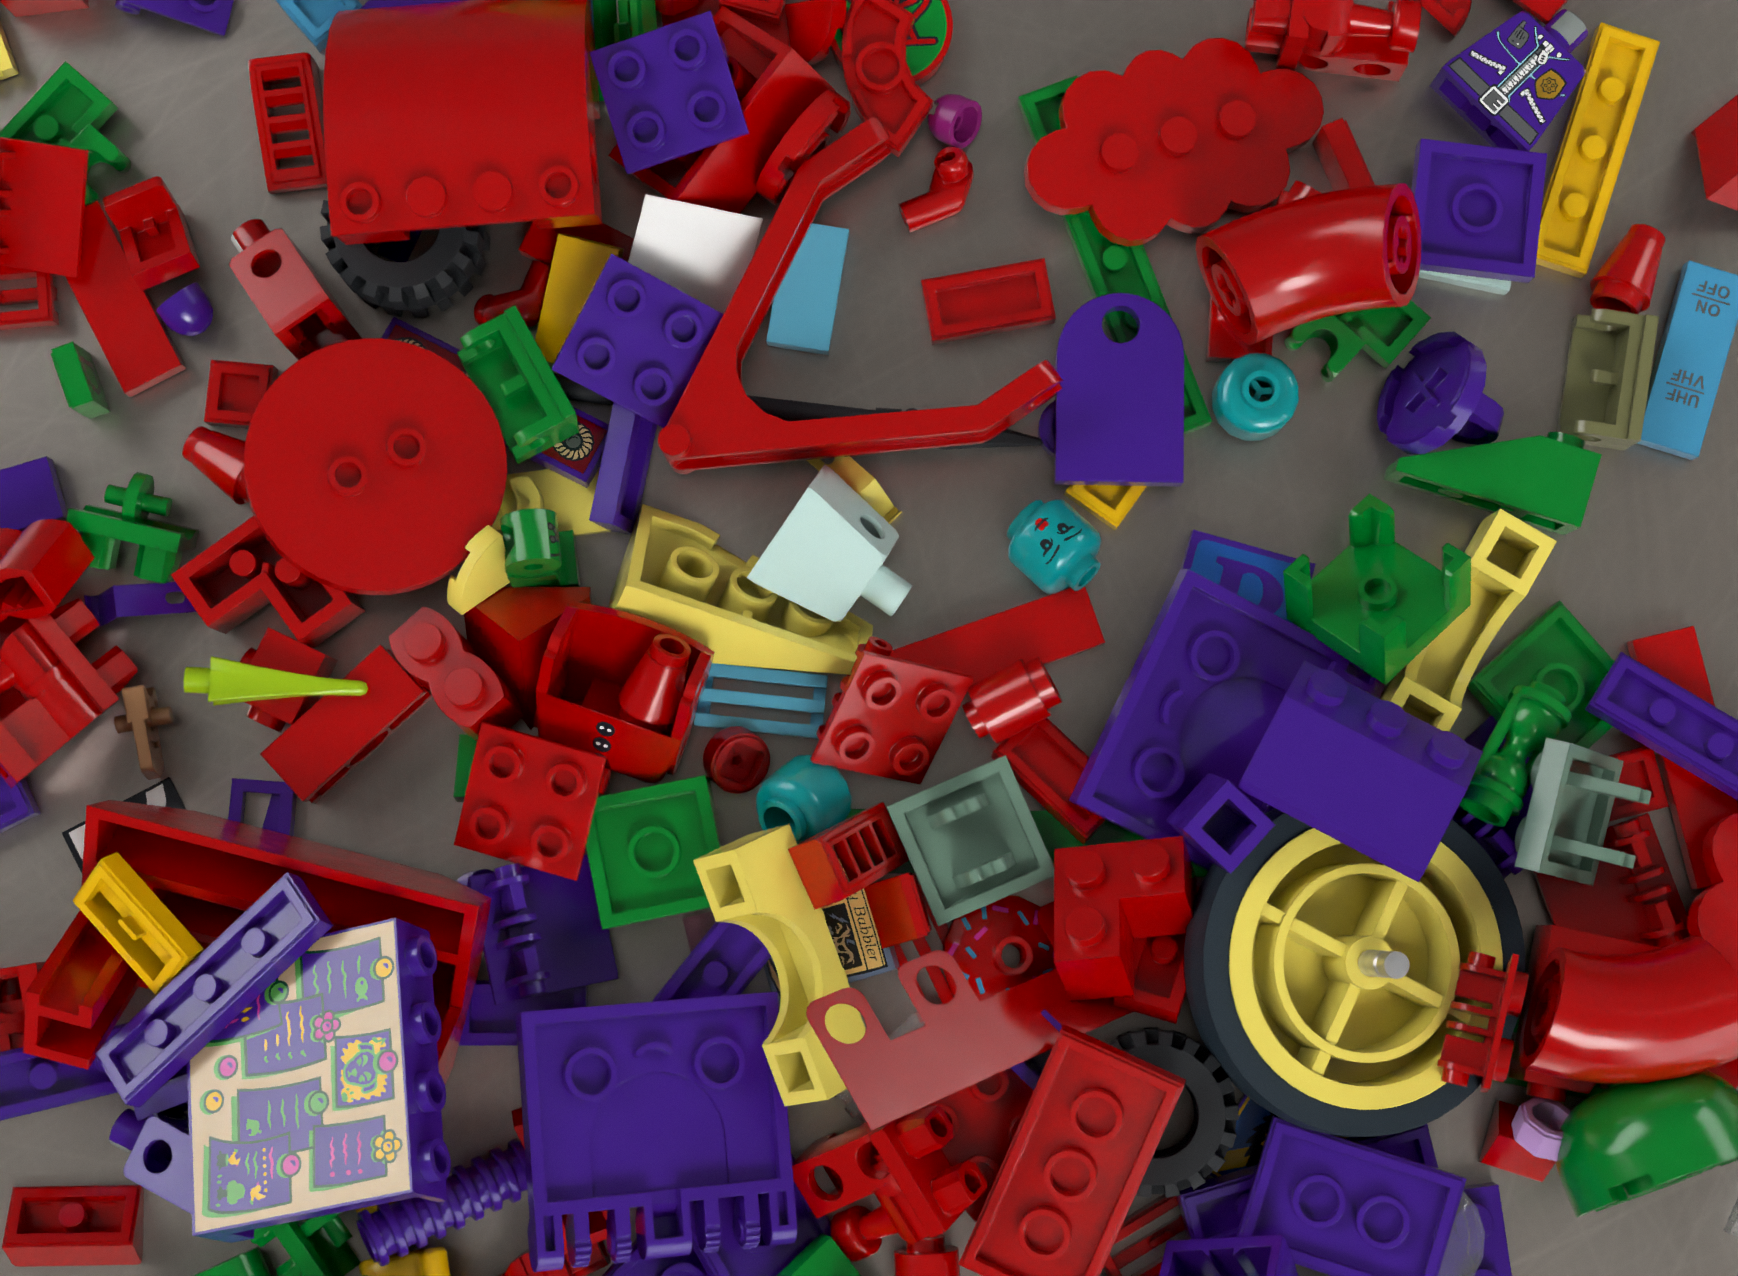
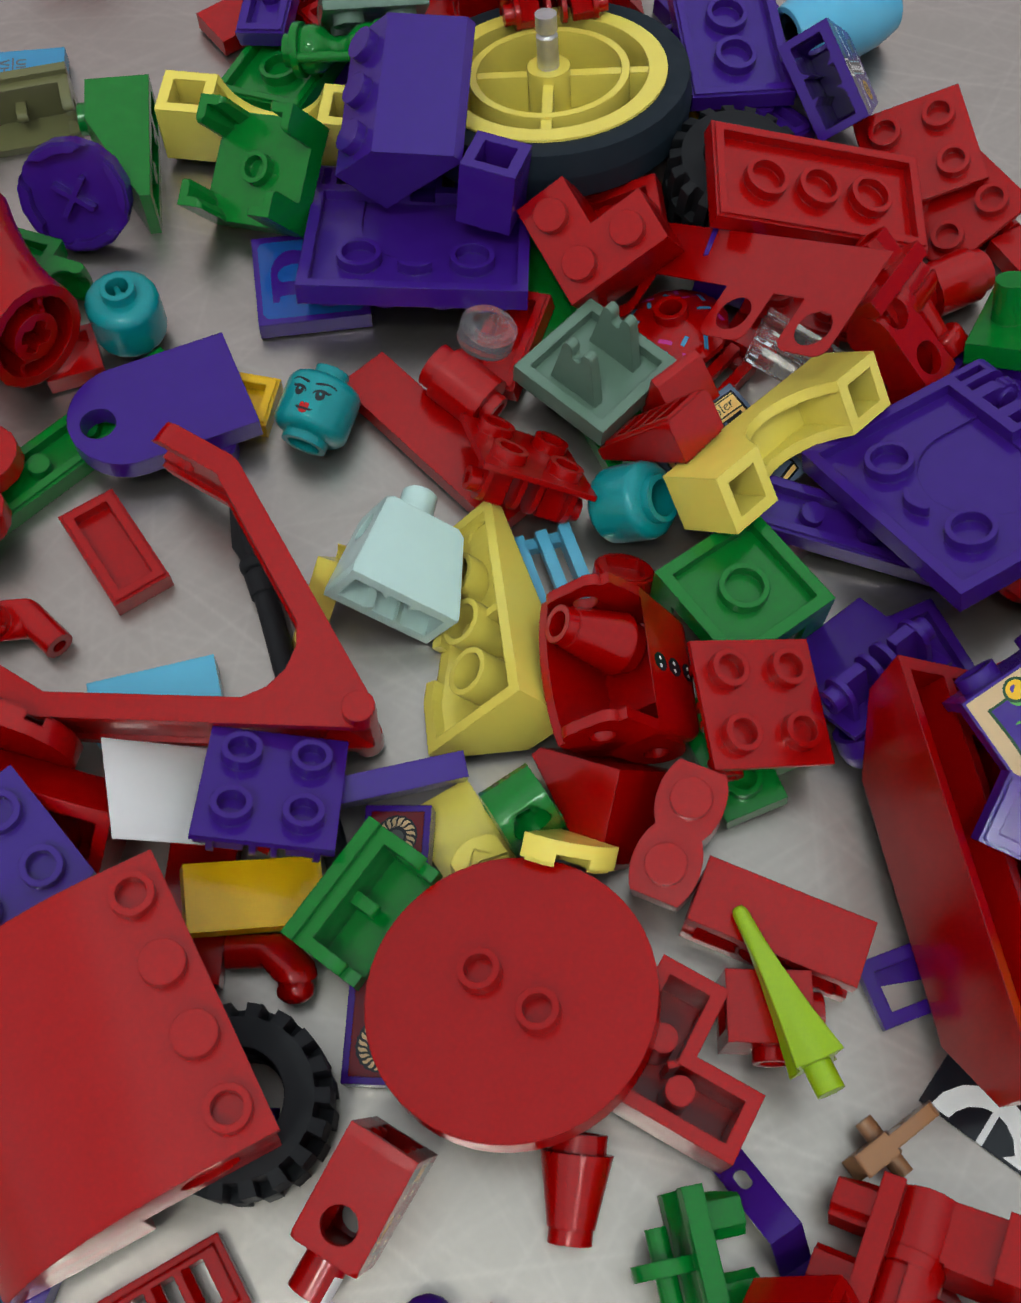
camera: 115 degrees left, 20 degrees down
(236, 392) = (494, 1218): red tile -> none
(1059, 747) = (487, 332): none -> clear tile

